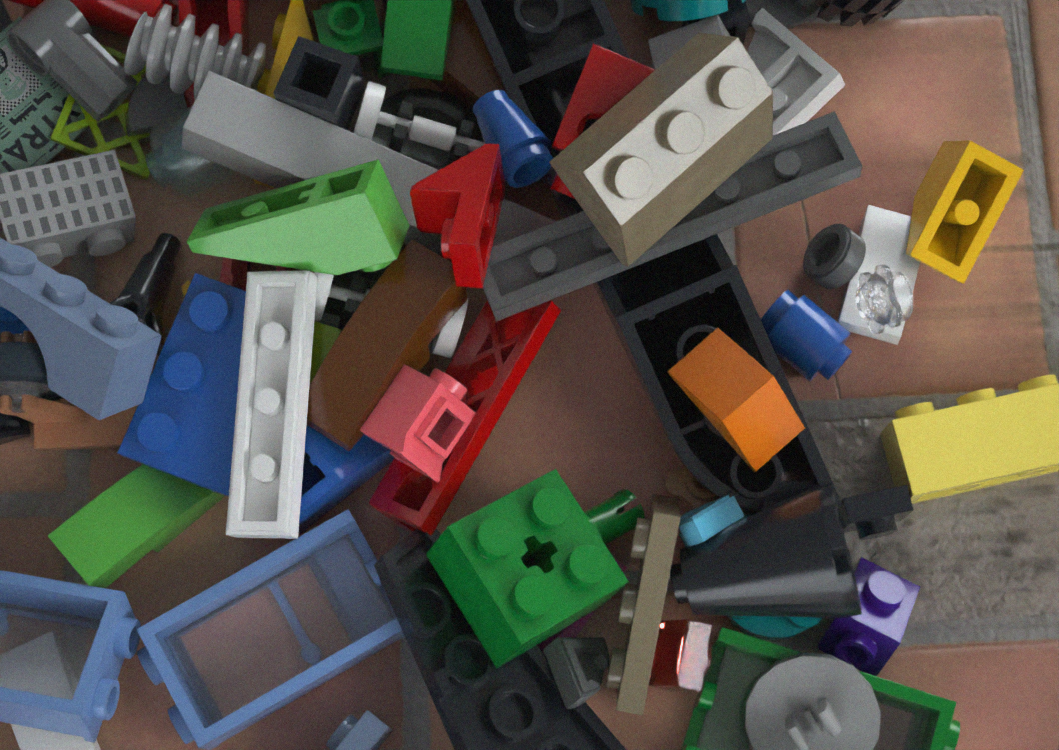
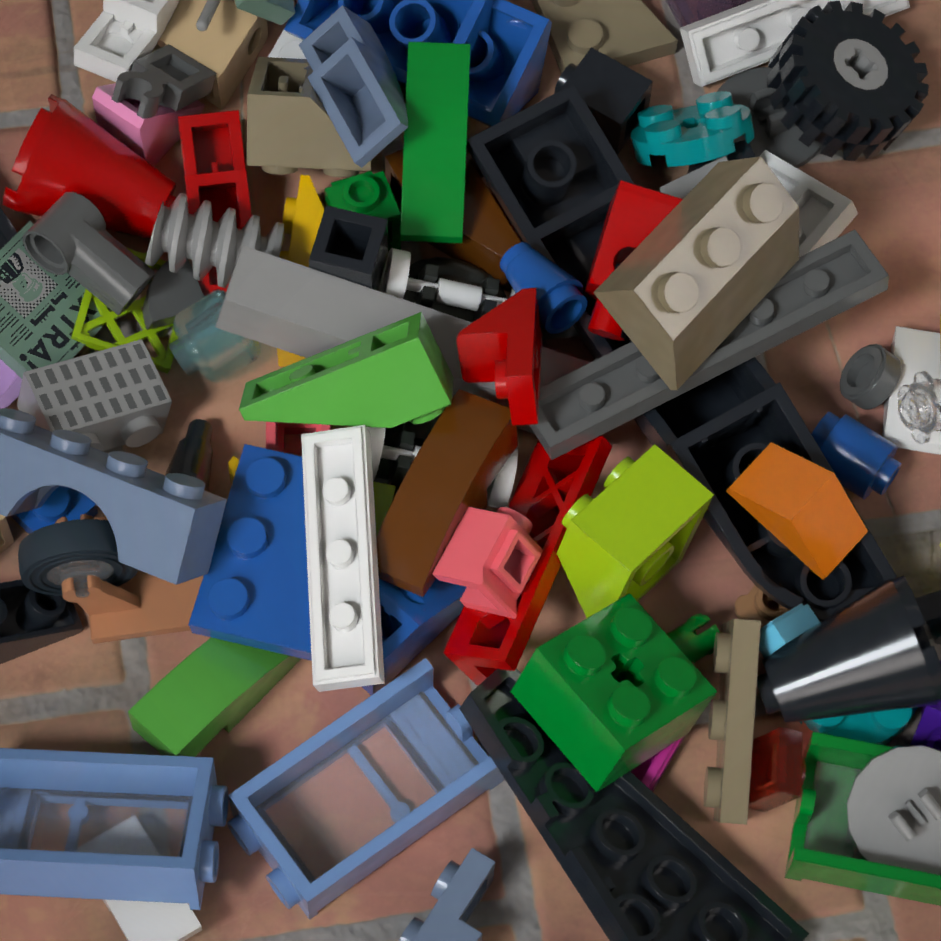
camera: 10 degrees left, 10 degrees down
(566, 402) = (631, 530): none -> lime slope
(577, 667) = (673, 788): dark grey tile -> none

